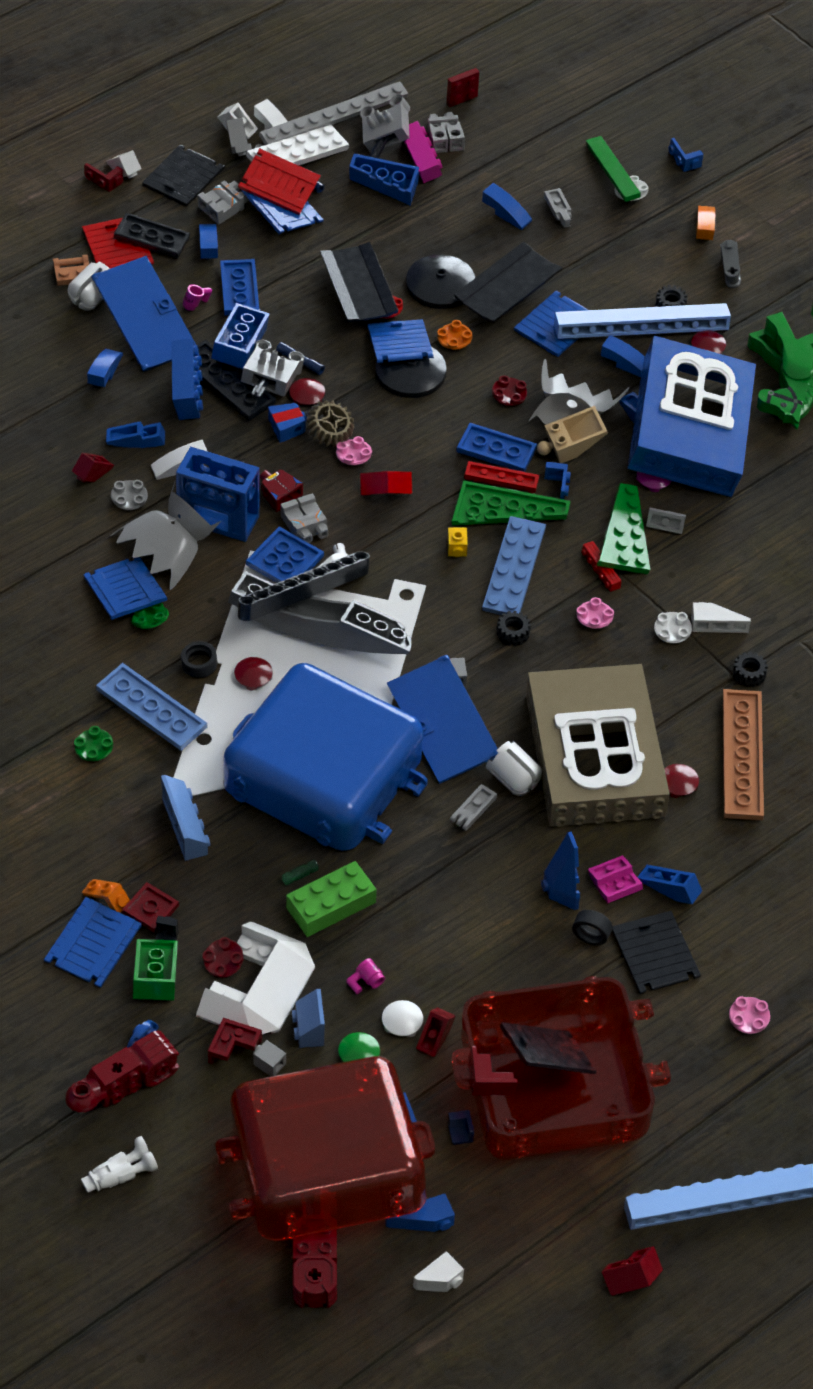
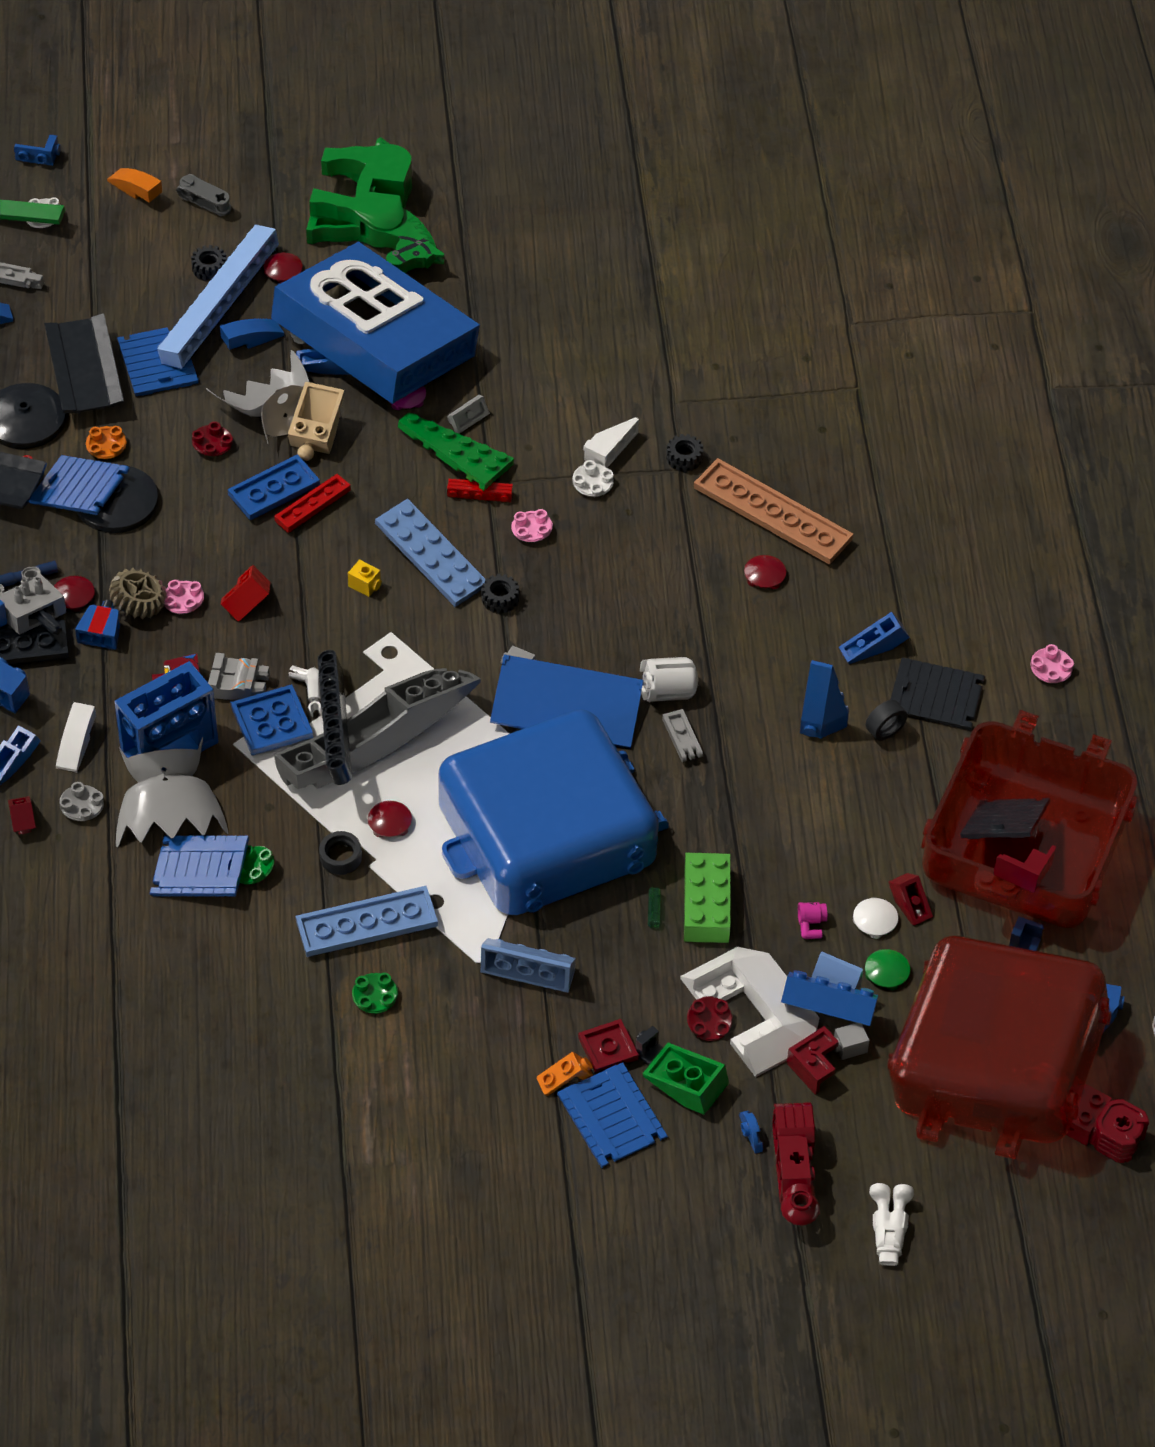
camera: 55 degrees left, 0 degrees up
(287, 1019) = (829, 998): none -> blue brick
(494, 504) = (344, 525): green wing -> none
(558, 472) = (348, 455): blue bracket -> none
(596, 703) = (645, 571): dark tan panel -> none
(615, 879) = (848, 674): dark pink slope -> none

